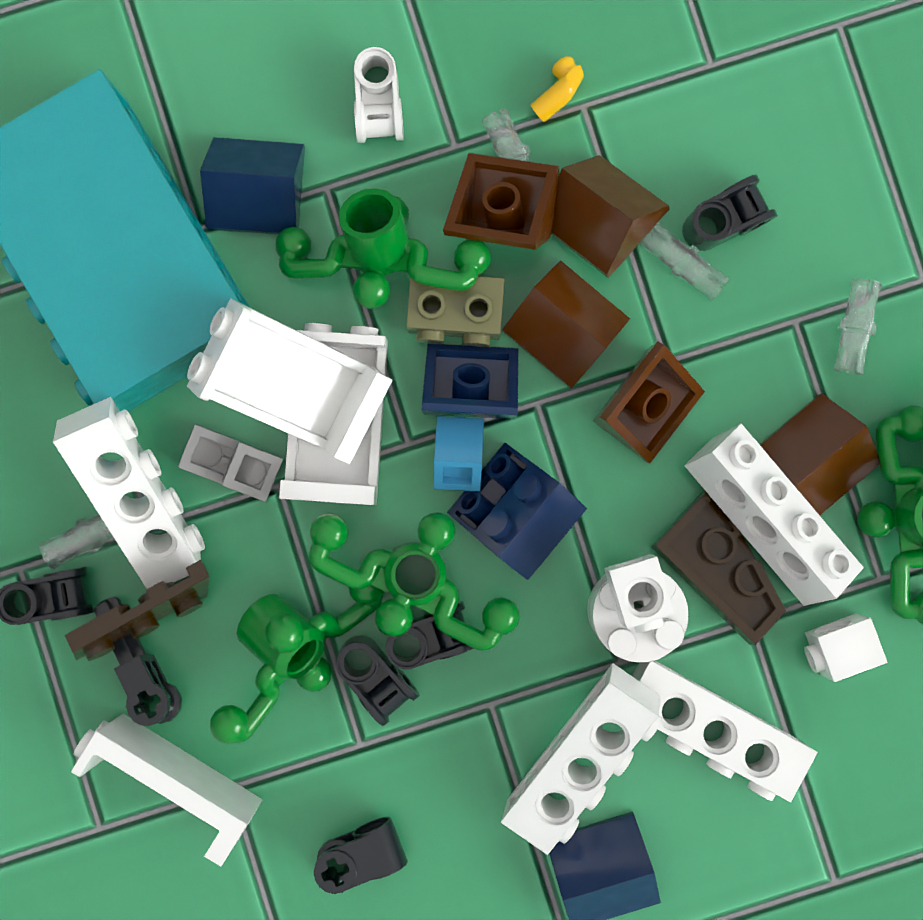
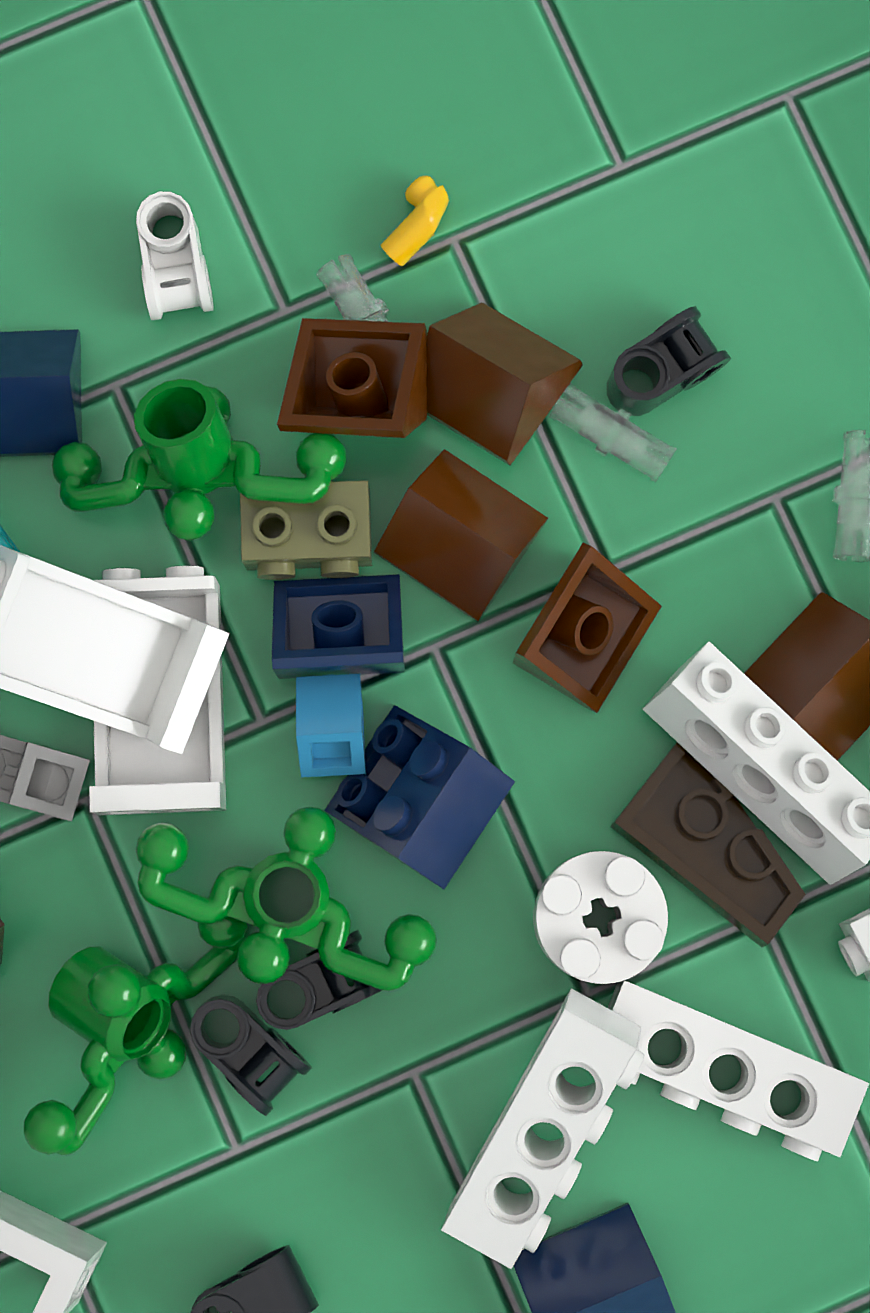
camera: 10 degrees left, 5 degrees down
(623, 577) = (599, 853): white brick -> none

